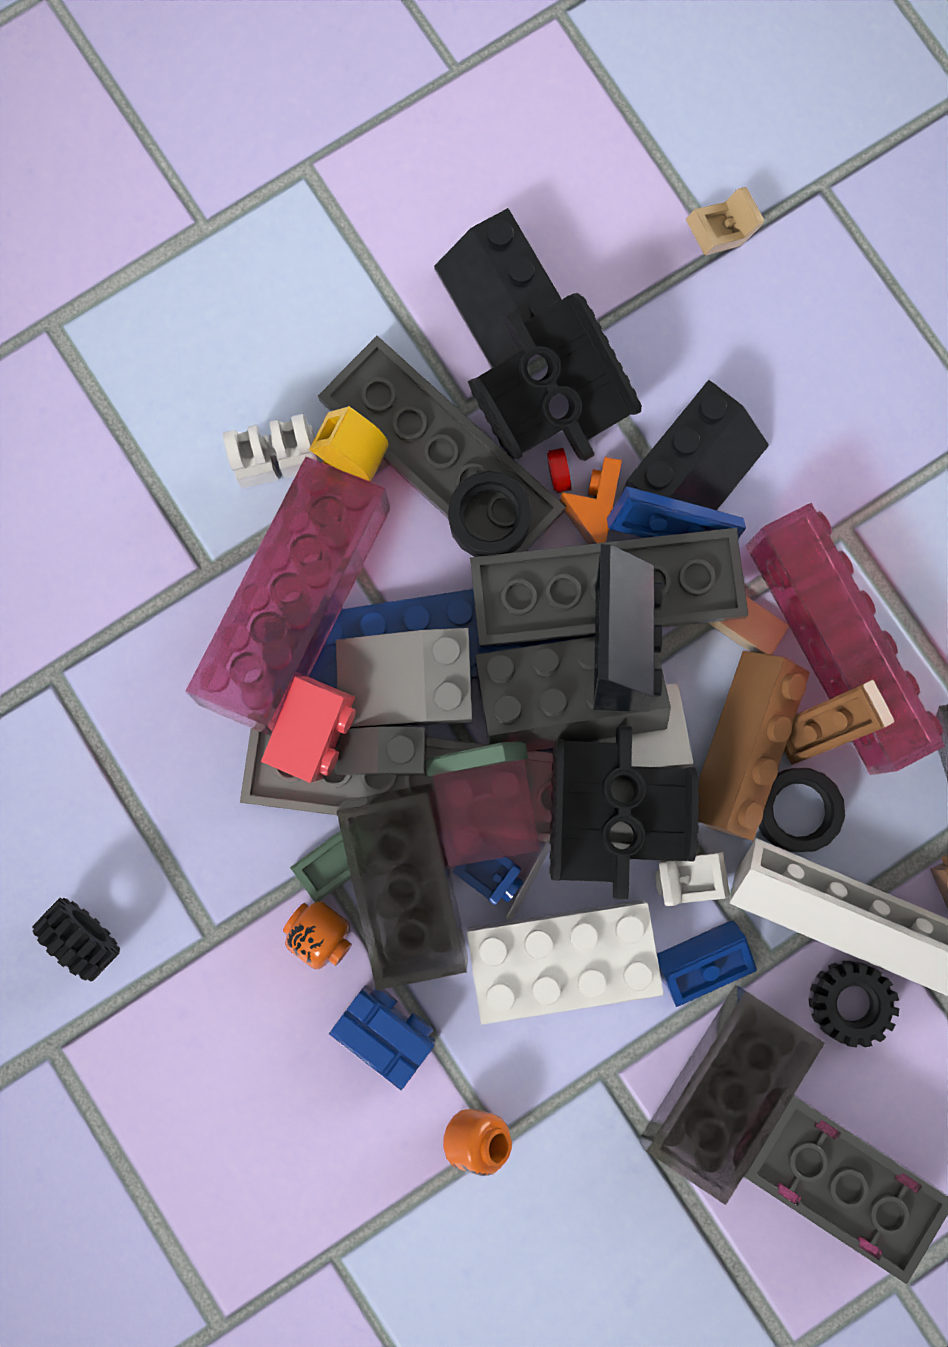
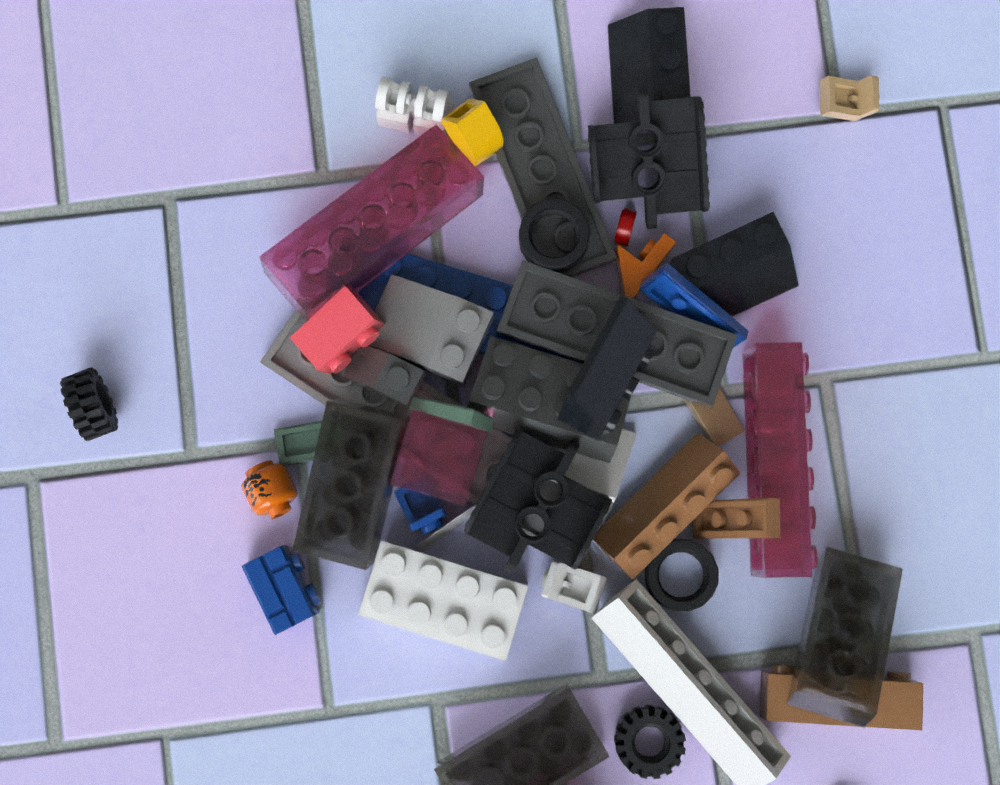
camera: 25 degrees right, 0 degrees up
(477, 1142) = (312, 702): orange head -> none
(706, 963) = (552, 656): blue slope -> none

